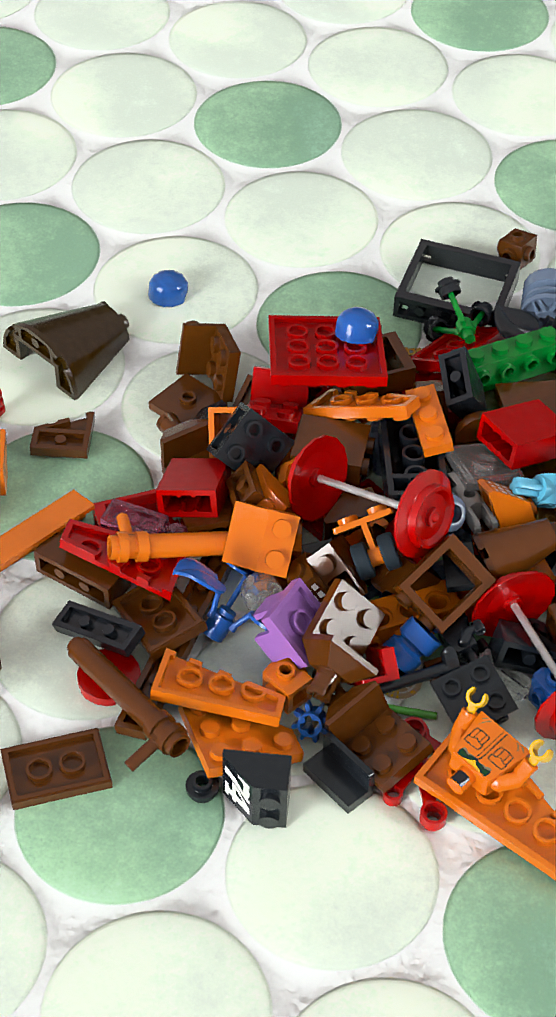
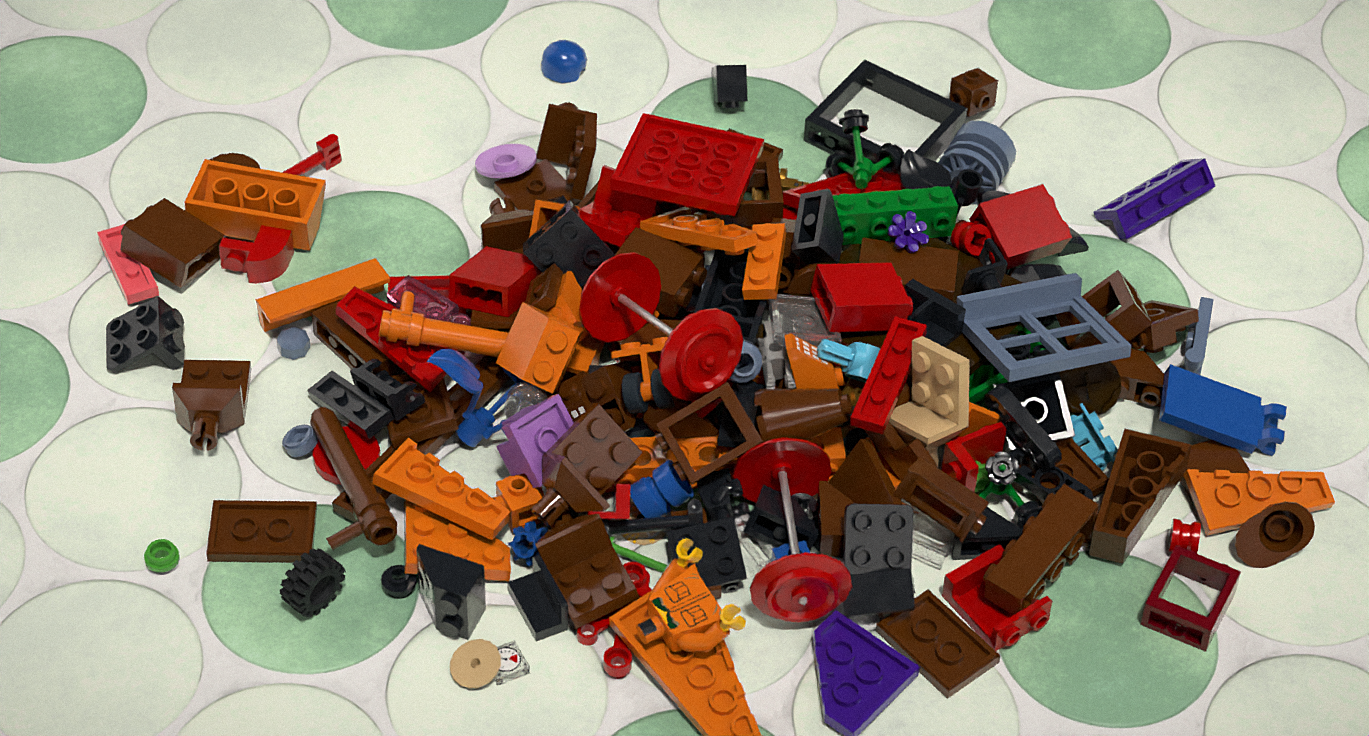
camera: 15 degrees right, 0 degrees up
(22, 582) = (293, 343): none -> sand blue tile
(61, 672) = (300, 440): none -> sand blue tile
(63, 438) = (390, 202): reddish brown wing -> none
(72, 341) = (435, 102): dark brown cone -> none
(127, 809) = (312, 582): none -> black tyre
(129, 608) = (387, 390): none -> black hinge
(153, 381) = (505, 160): none -> lavender dish
(304, 850) = (475, 663): none -> tan piece
(317, 280) = (730, 85): none -> black slope
(331, 842) = (512, 663): none -> tile
(357, 326) = (729, 144): blue hair -> none
(533, 371) = (907, 232): none -> dark purple plant

